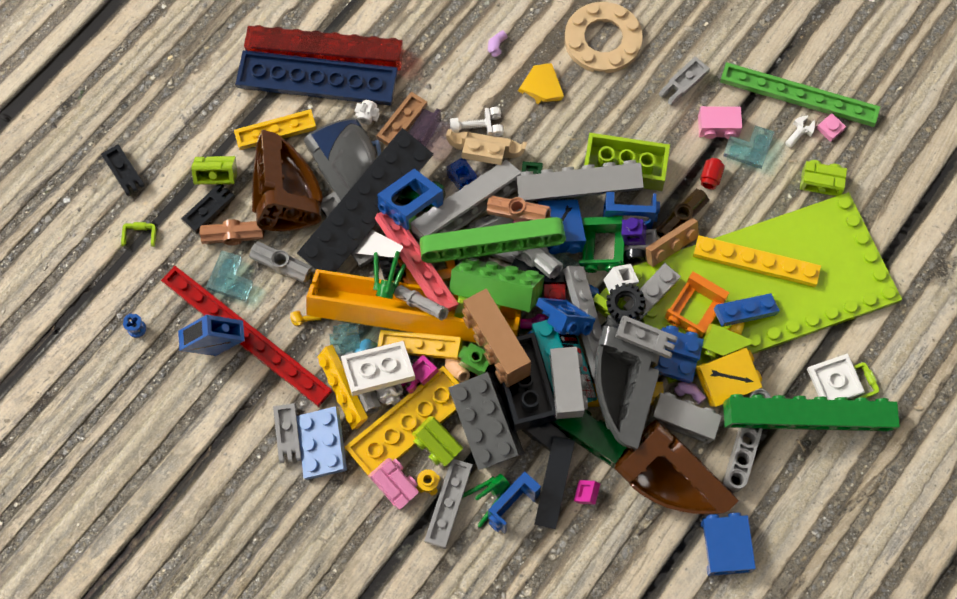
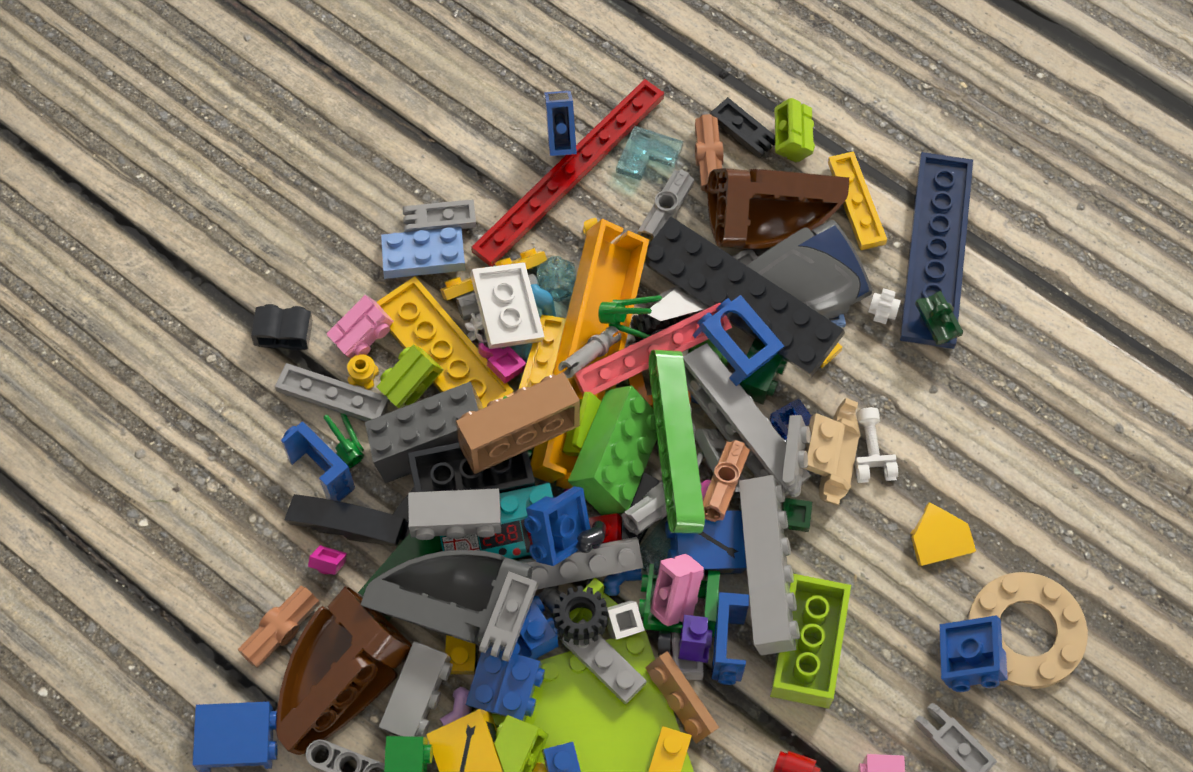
camera: 90 degrees right, 5 degrees down
(122, 169) = (795, 36): black hinge -> none
(133, 331) = (587, 55): blue bush -> none
(138, 226) = (721, 60): lime piece -> none
(325, 45) = (984, 259): clear red brick -> none
(382, 73) = (939, 318): none -> dark green hips
(391, 548) = (282, 327): none -> black brick
(402, 118) = (877, 352): medium nougat plate -> none
(426, 125) = (862, 379): panel -> none
(494, 43) = (1007, 475): lavender arm -> none
(498, 163) = (795, 455): none -> light grey hinge
(569, 294) = (591, 537): none -> black arm
(602, 240) = (676, 589): none -> bright pink brick
(627, 65) = (972, 653): none -> blue plate
(641, 522) = (278, 626): none -> nougat piece
(689, 207) = (742, 731): dark brown piece -> none
(707, 289) = (569, 691): orange panel -> none

